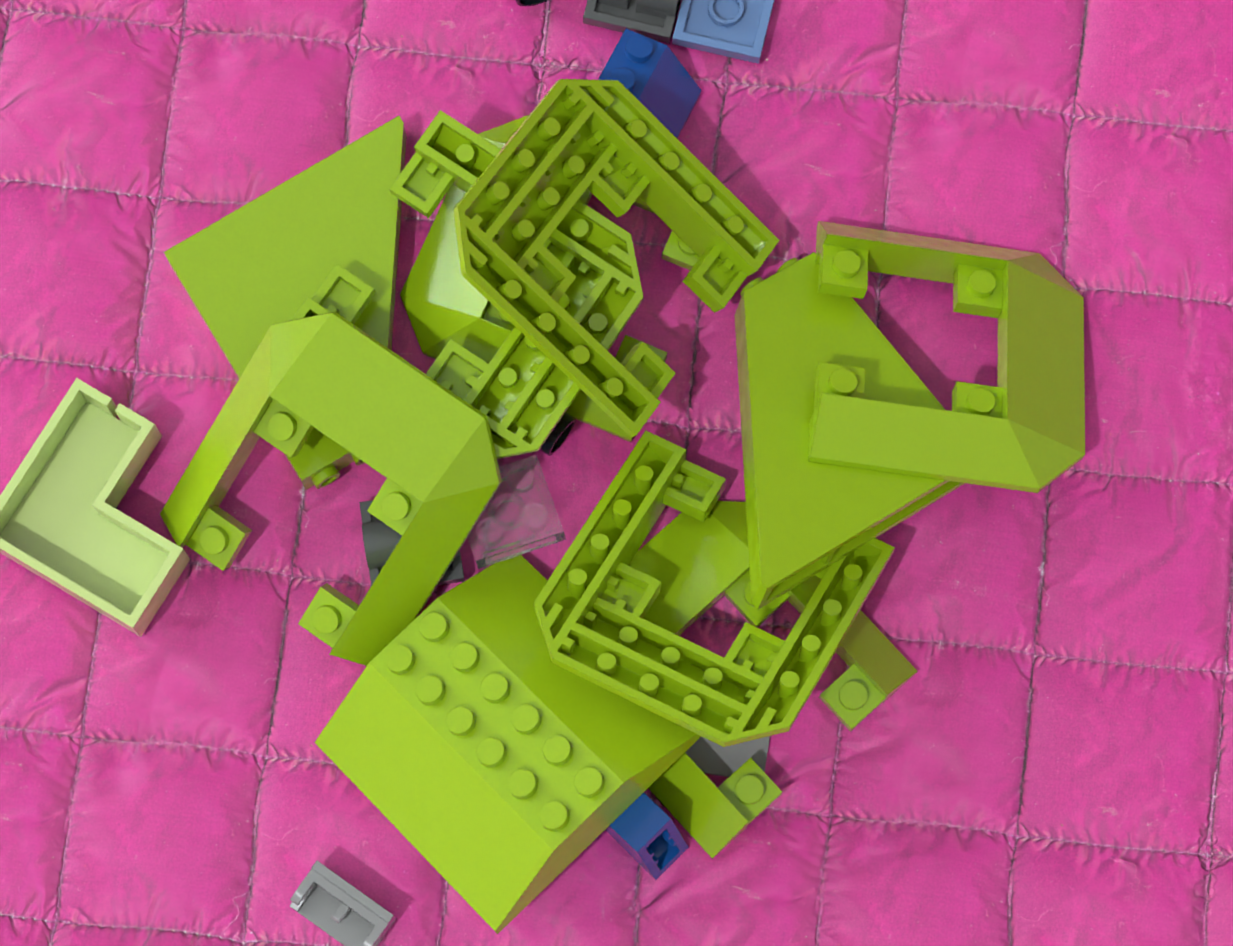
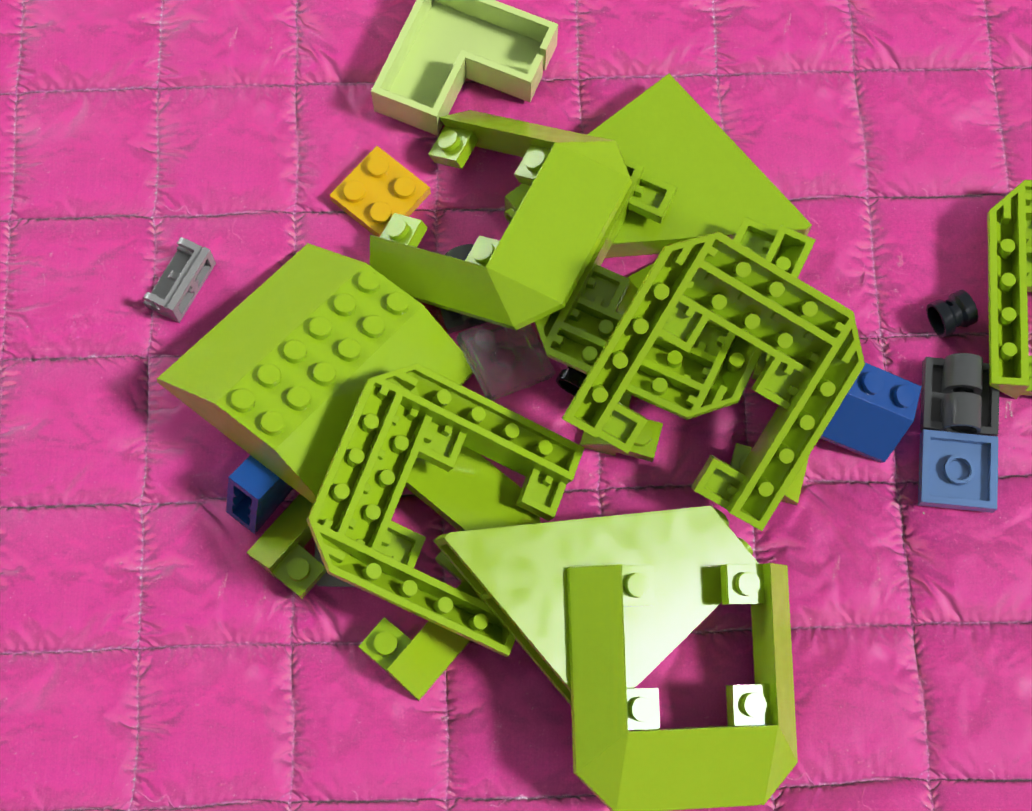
camera: 80 degrees right, 5 degrees down
(260, 642) = (378, 191): none -> yellow plate

